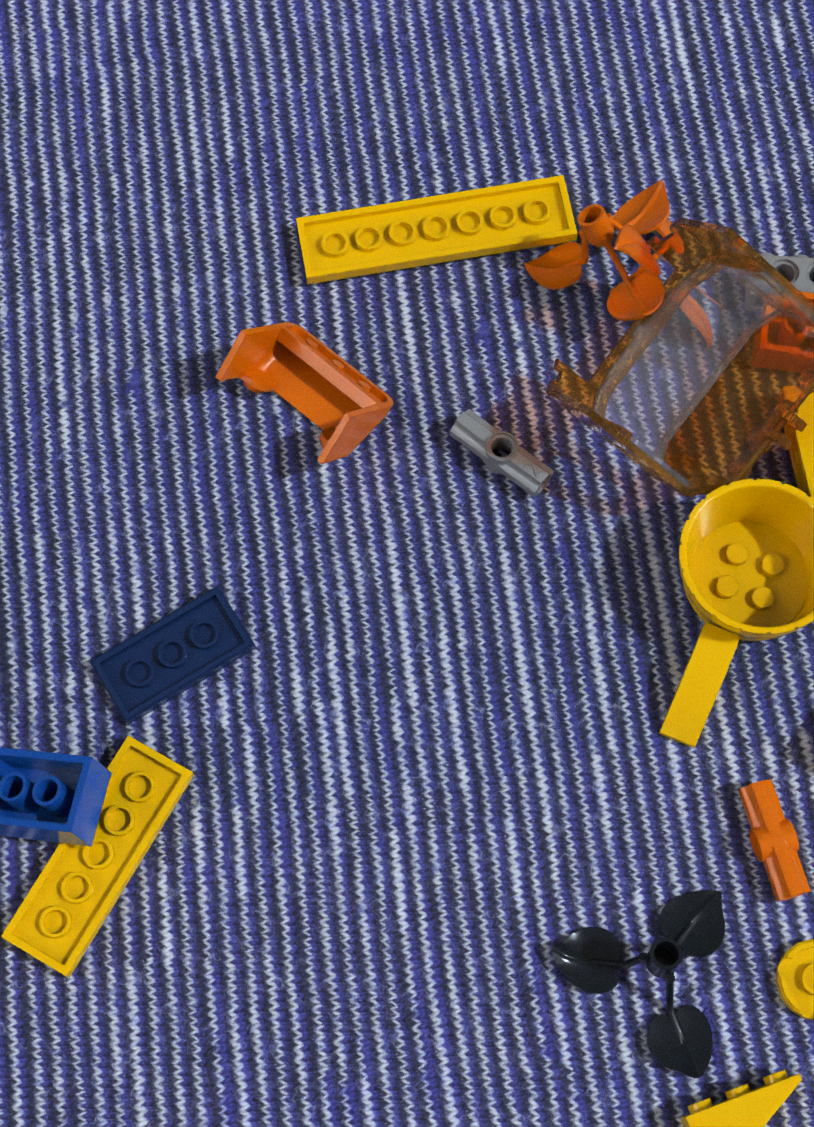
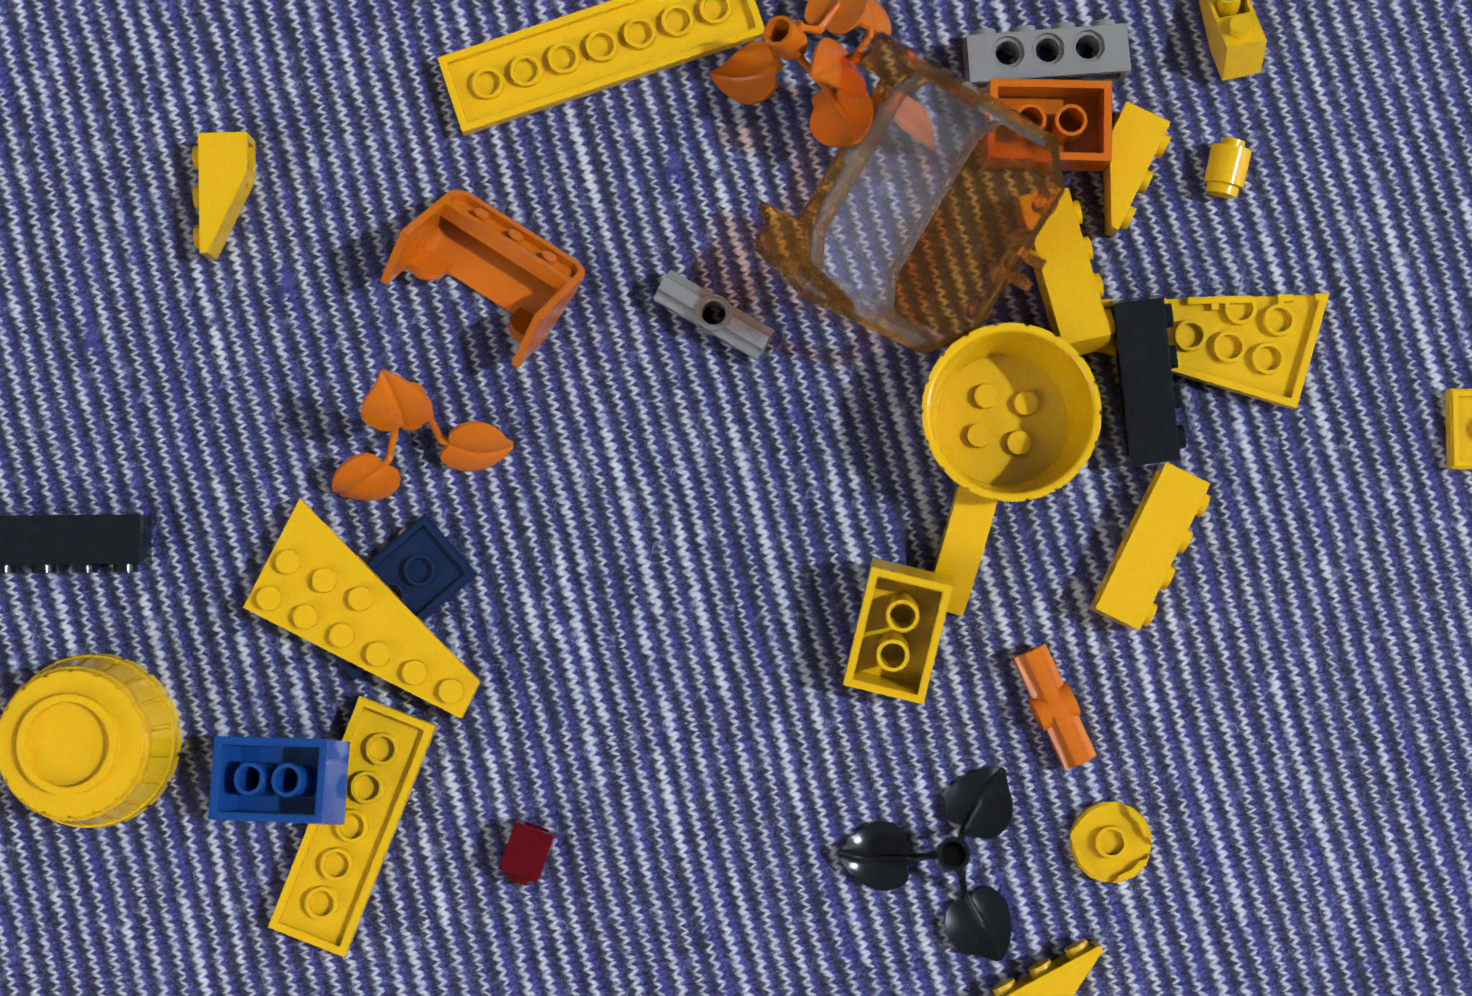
camera: 10 degrees left, 15 degrees up
(98, 291) = (224, 182): none -> yellow slope
(127, 652) = (341, 605): none -> yellow wing
(215, 470) = (404, 404): none -> orange plant
(257, 903) = (527, 852): none -> dark red brick
(634, 743) = (898, 630): none -> yellow brick

